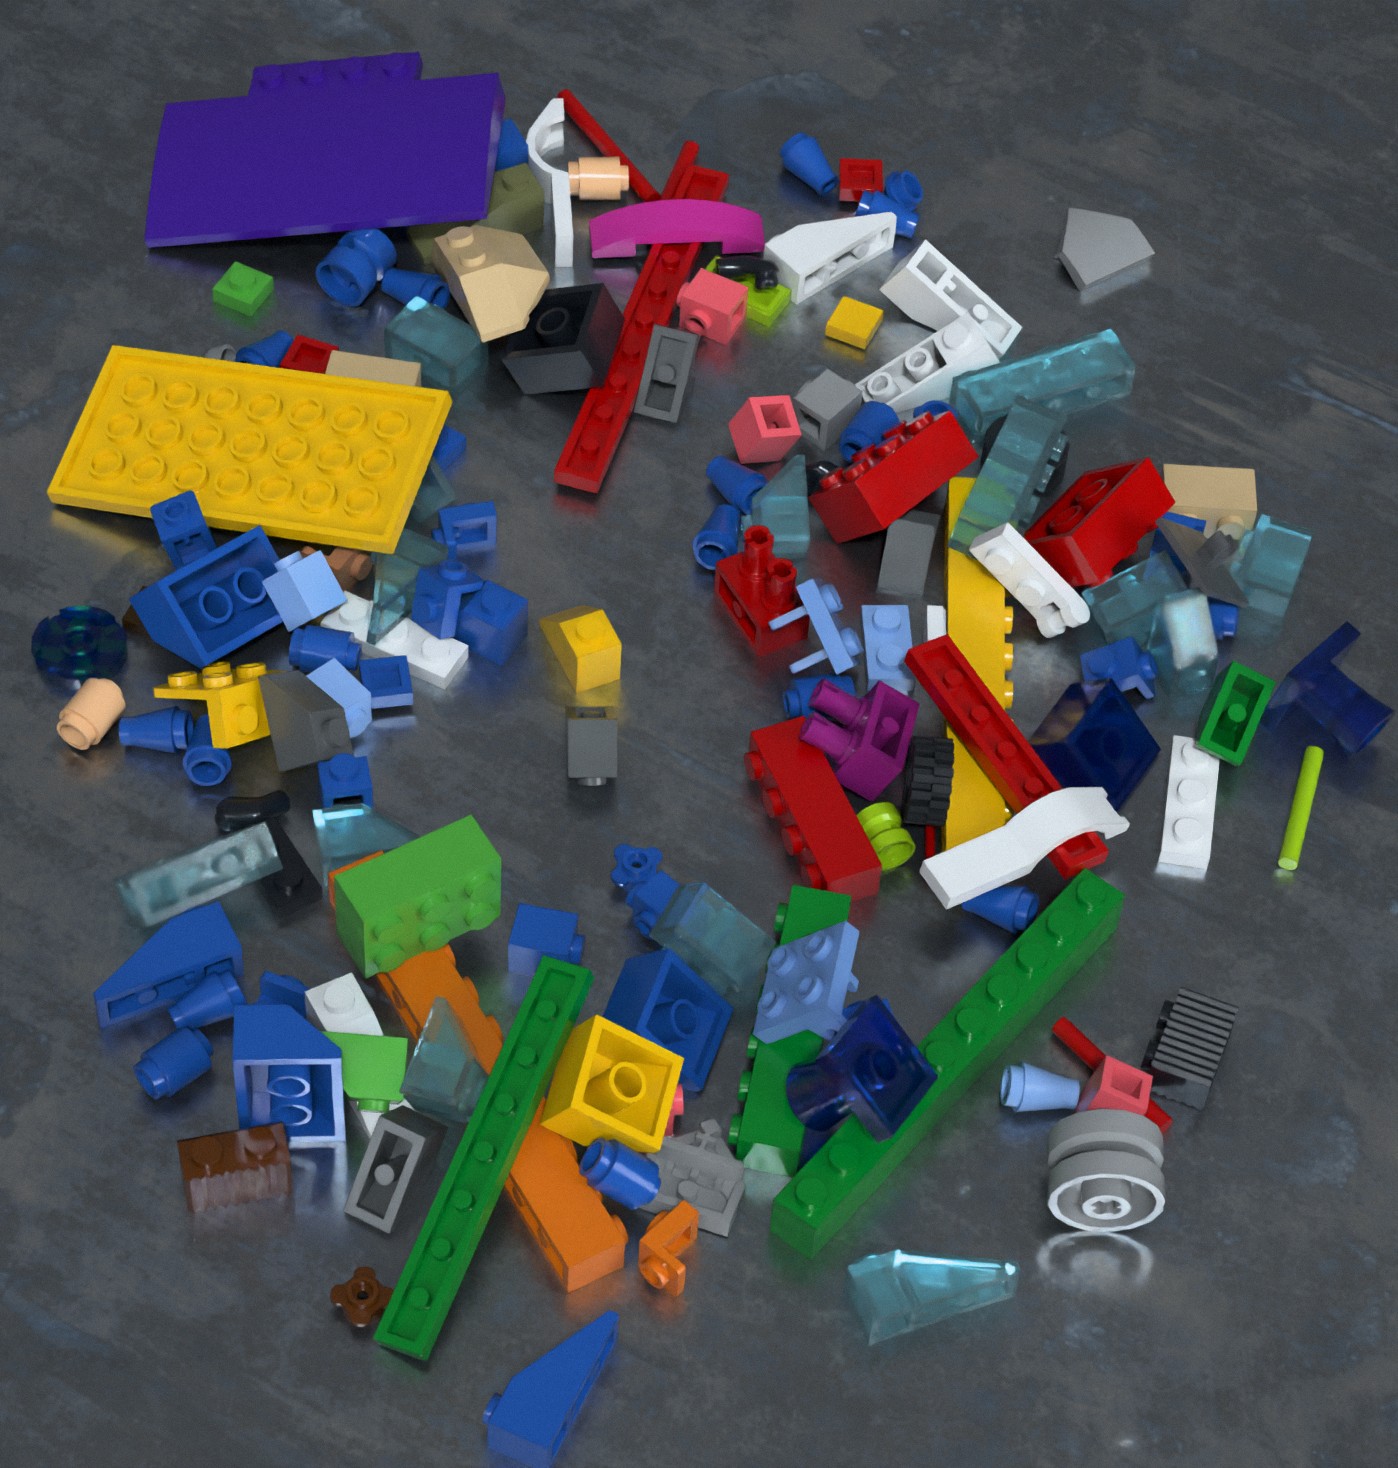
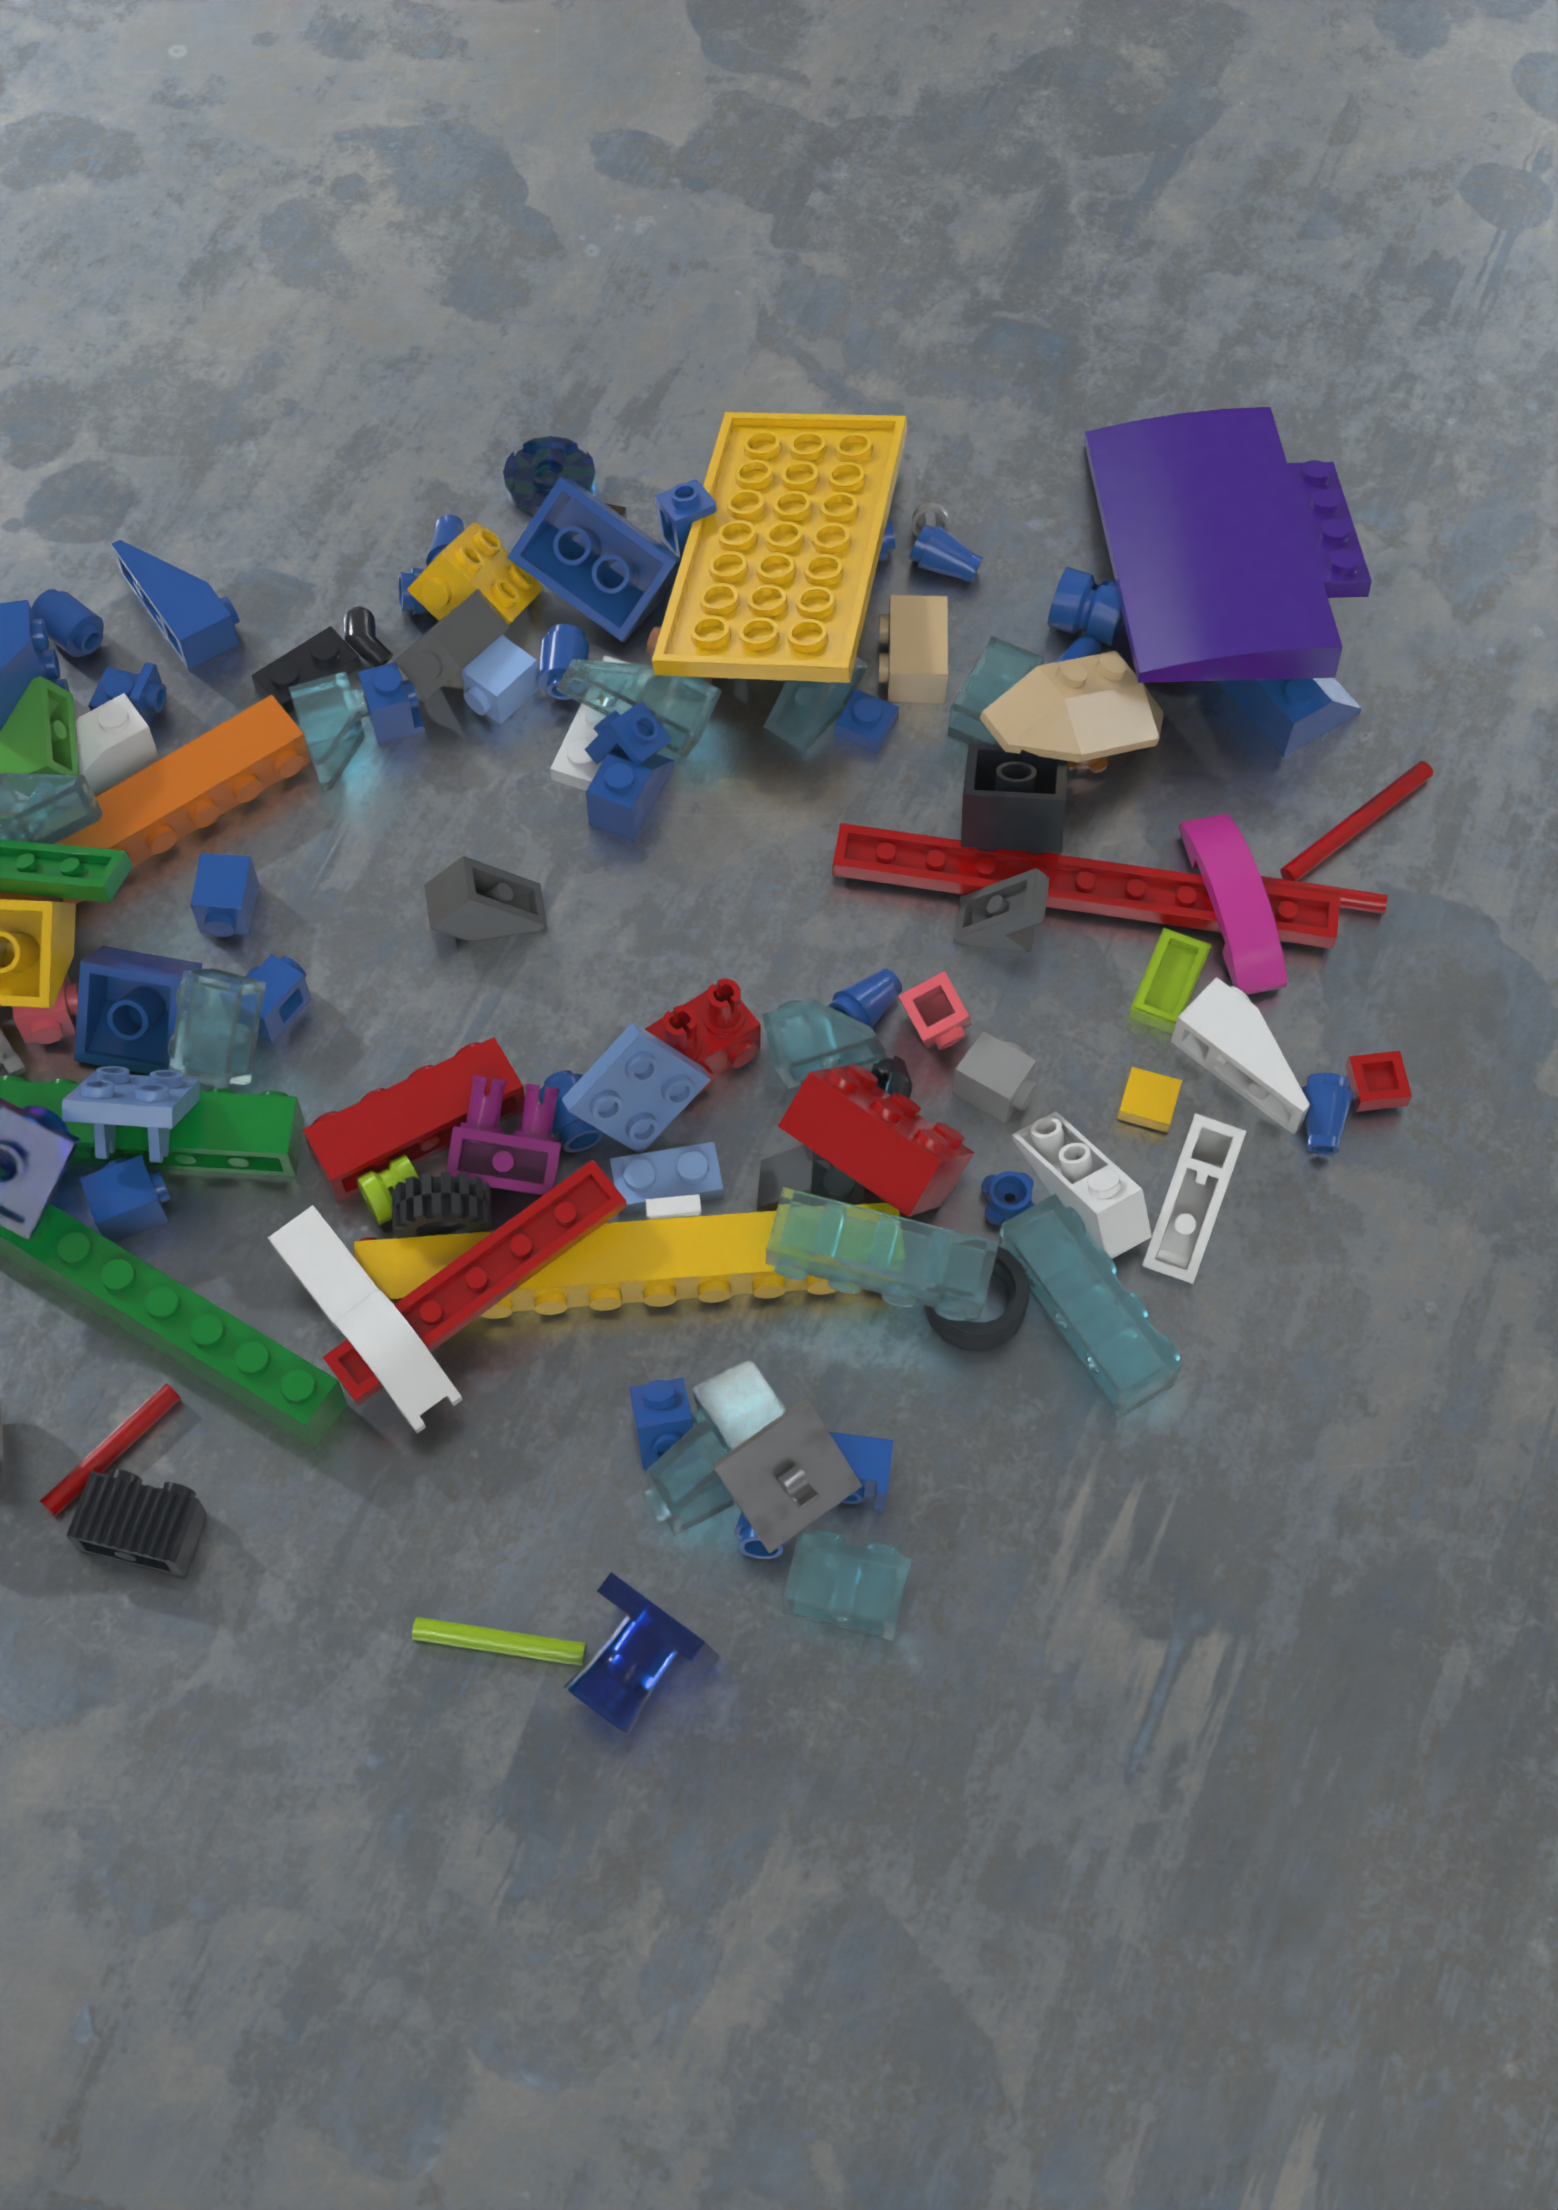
camera: 85 degrees right, 10 degrees up
(91, 713) = (459, 493): light nougat brick -> none
(196, 875) = (259, 591): clear light blue slope -> none
(207, 1002) = (140, 639): blue cone -> none
(243, 289) = (1044, 526): bright green plate -> none
(303, 588) = (618, 620): light blue brick -> none
(308, 355) = (957, 585): red plate -> none
(387, 681) = (536, 720): blue plate -> none
(418, 896) = (205, 748): bright green brick -> none
(466, 527) = (739, 743): blue bracket -> none
(514, 207) = (1212, 722): olive slope -> none
(542, 137) = (1249, 778): white piece -> none
(584, 646) = (613, 880): yellow slope -> none
(597, 178) = (1292, 810): light nougat brick -> none
(626, 856) = (335, 980): blue plate -> none
(712, 306) = (1122, 946): coral brick -> none
(717, 537) = (778, 985): blue cone -> none
(749, 266) = (1187, 972): black arm -> none
(807, 161) = (1389, 1021): blue cone -> none
(866, 428) = (974, 1120): blue brick -> none
(903, 189) = (1375, 1140): blue plate -> none
(1006, 906) = (308, 1330): blue cone -> none
(1030, 580) = (739, 1296): white plate -> none
(1036, 1089) = (78, 1369): light blue cone -> none
(1095, 740) = (543, 1396): clear blue slope -> none
(1100, 246) = (1348, 1359): light grey slope -> none
(1100, 520) = (842, 1359): red brick -> none
(1131, 1092) = (49, 1437): coral brick -> none
(1189, 805) = (491, 1514): white plate -> none
(1214, 494) = (940, 1505): tan brick -> none
(1233, 712) = (596, 1540): green slope -> none

